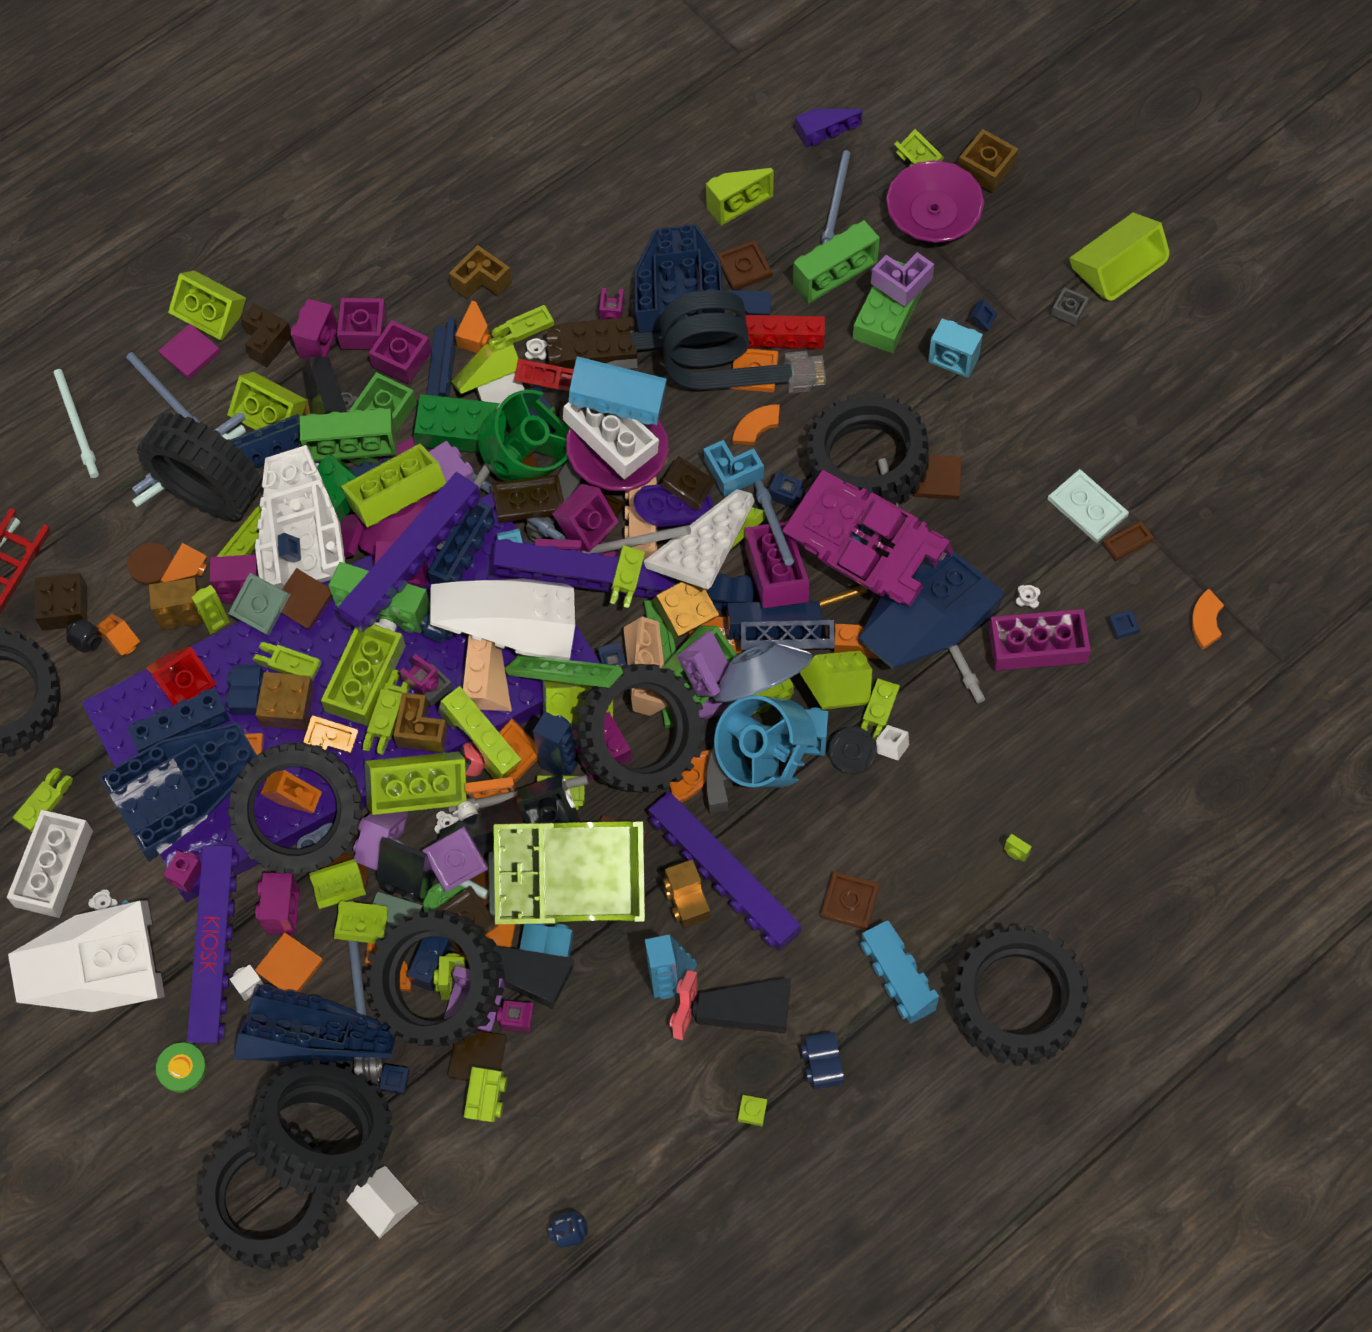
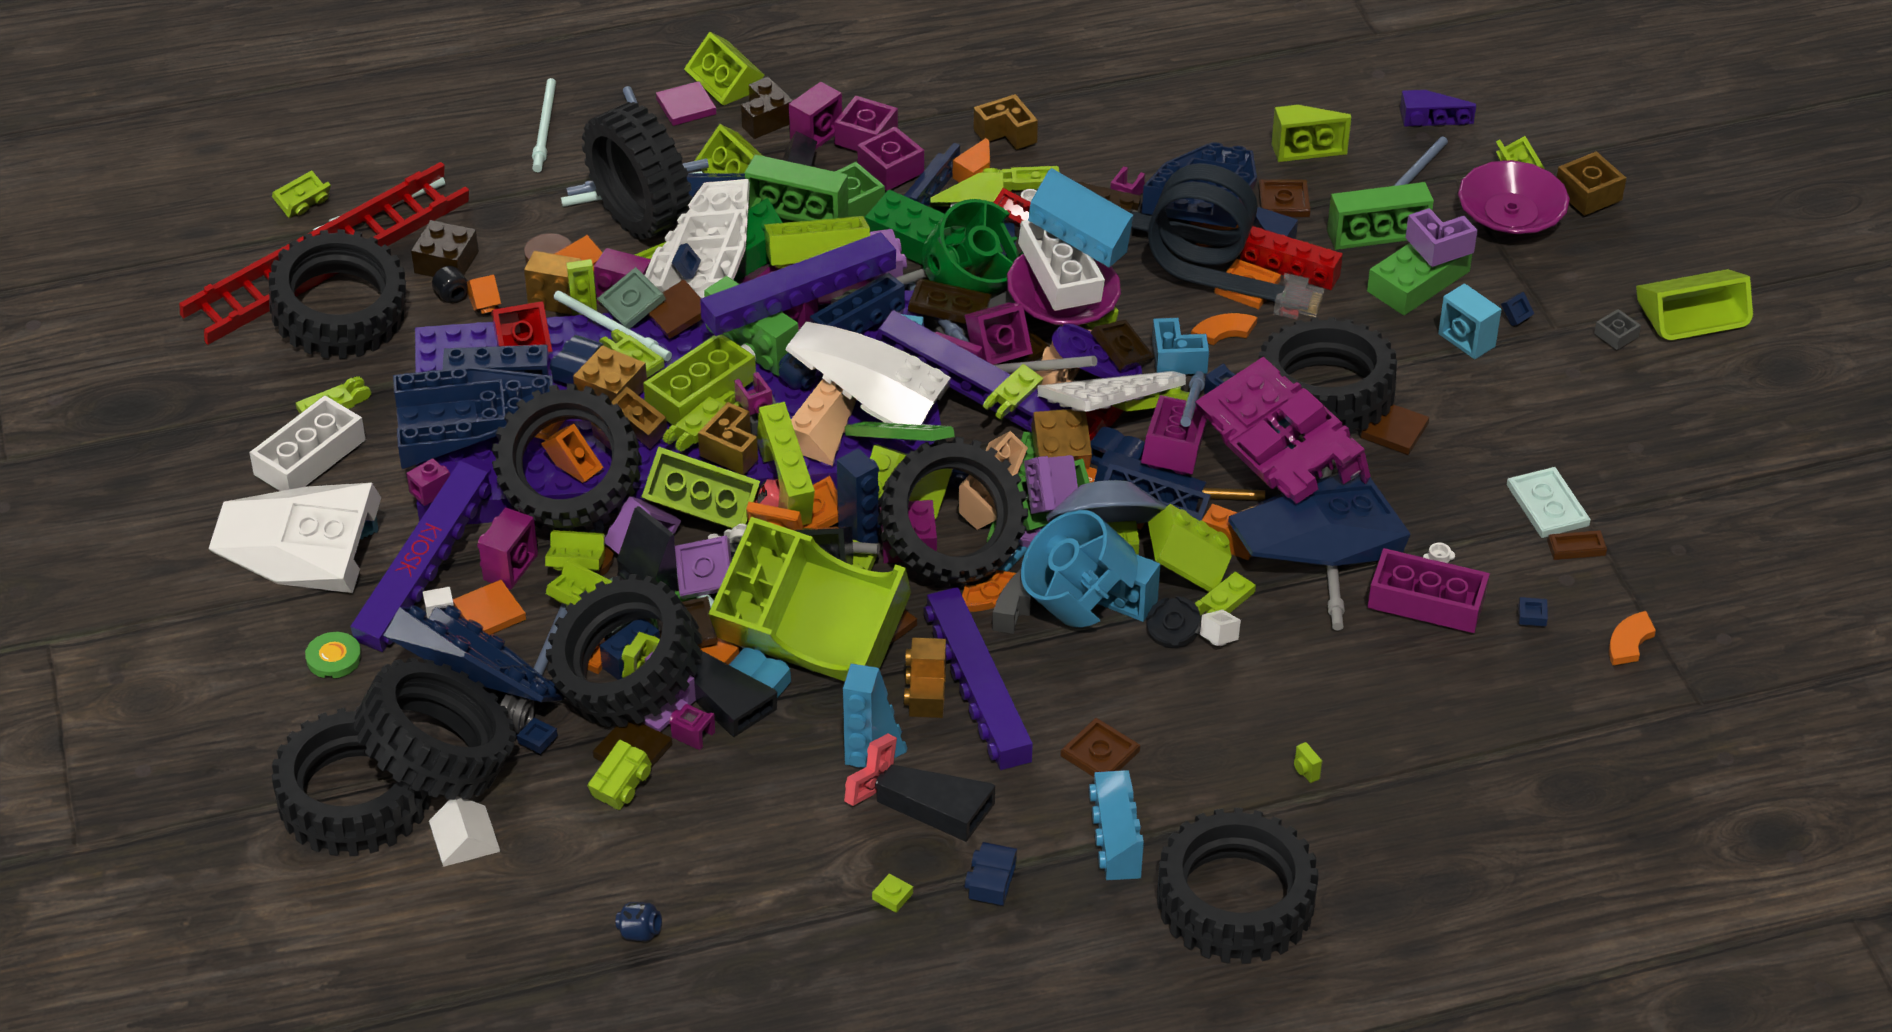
camera: 20 degrees right, 20 degrees down
(296, 645) = (610, 324): none -> light aqua bar

